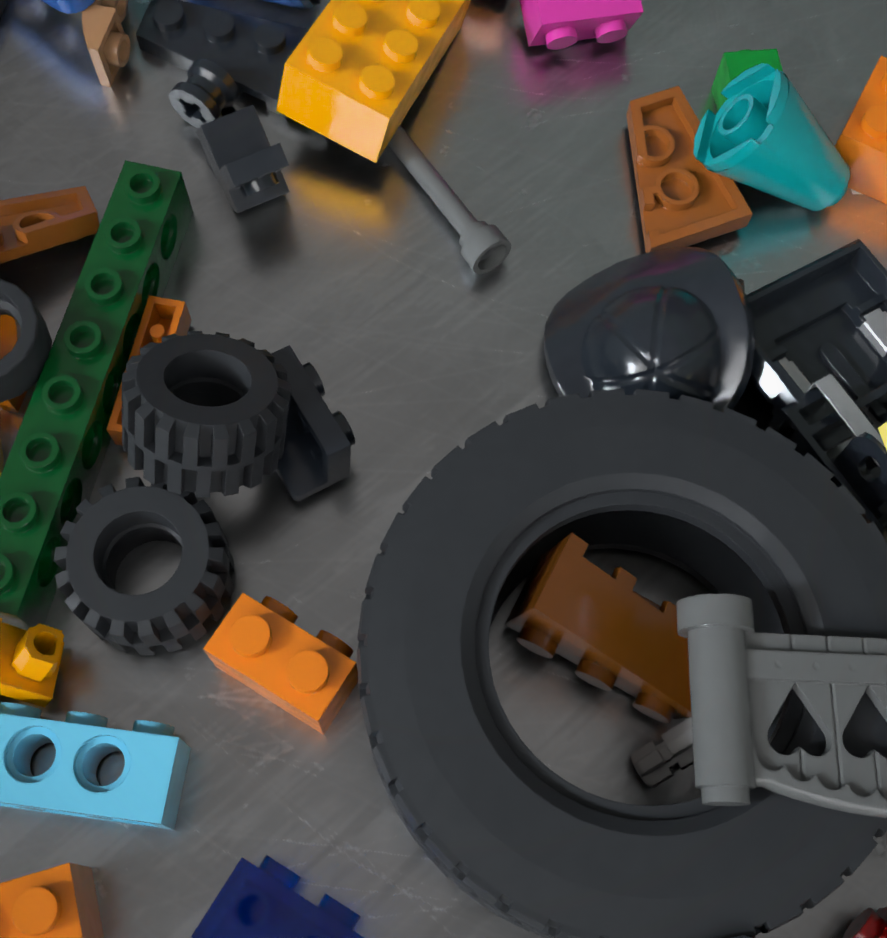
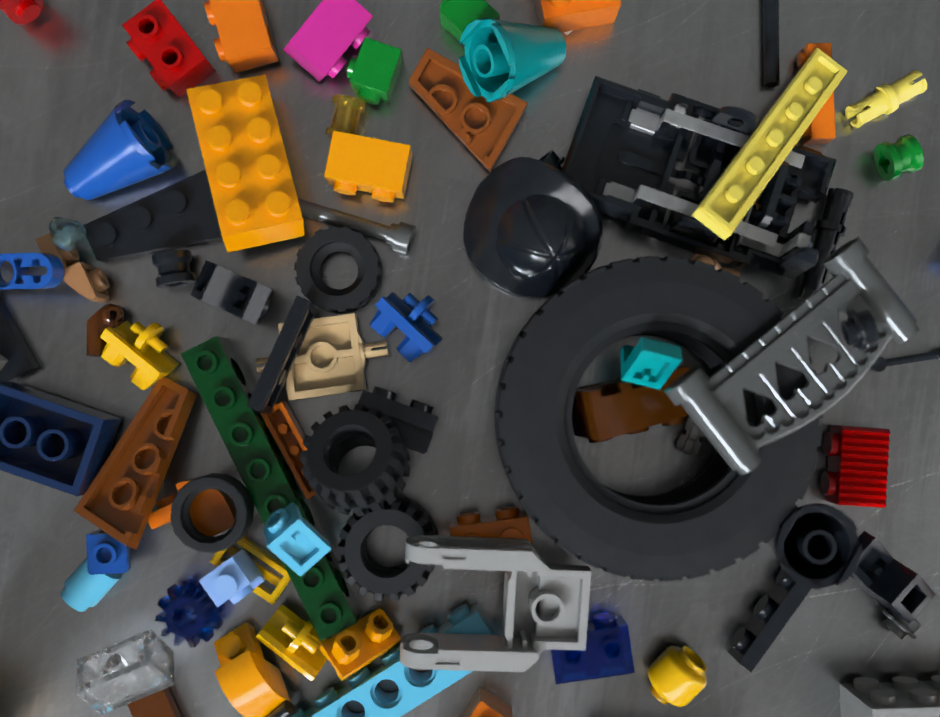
camera: 35 degrees left, 20 degrees up
(42, 437) = (294, 539): none -> medium azure bracket
(72, 96) = (105, 317): none -> reddish brown arm
(92, 143) = (142, 349): none -> yellow hips
(231, 245) = (282, 356): none -> black tile
(263, 792) = (541, 606): none -> light grey plate
(277, 296) = (330, 359): none -> tan plate
(381, 187) = (317, 249): none -> black tyre
(415, 333) = (412, 319): none -> blue hips
(512, 145) = (368, 166): none -> light orange brick
(526, 91) = (345, 114): none -> clear yellow bush
(601, 71) = (375, 71): none -> green brick
(684, 560) = (649, 362): none -> teal bracket

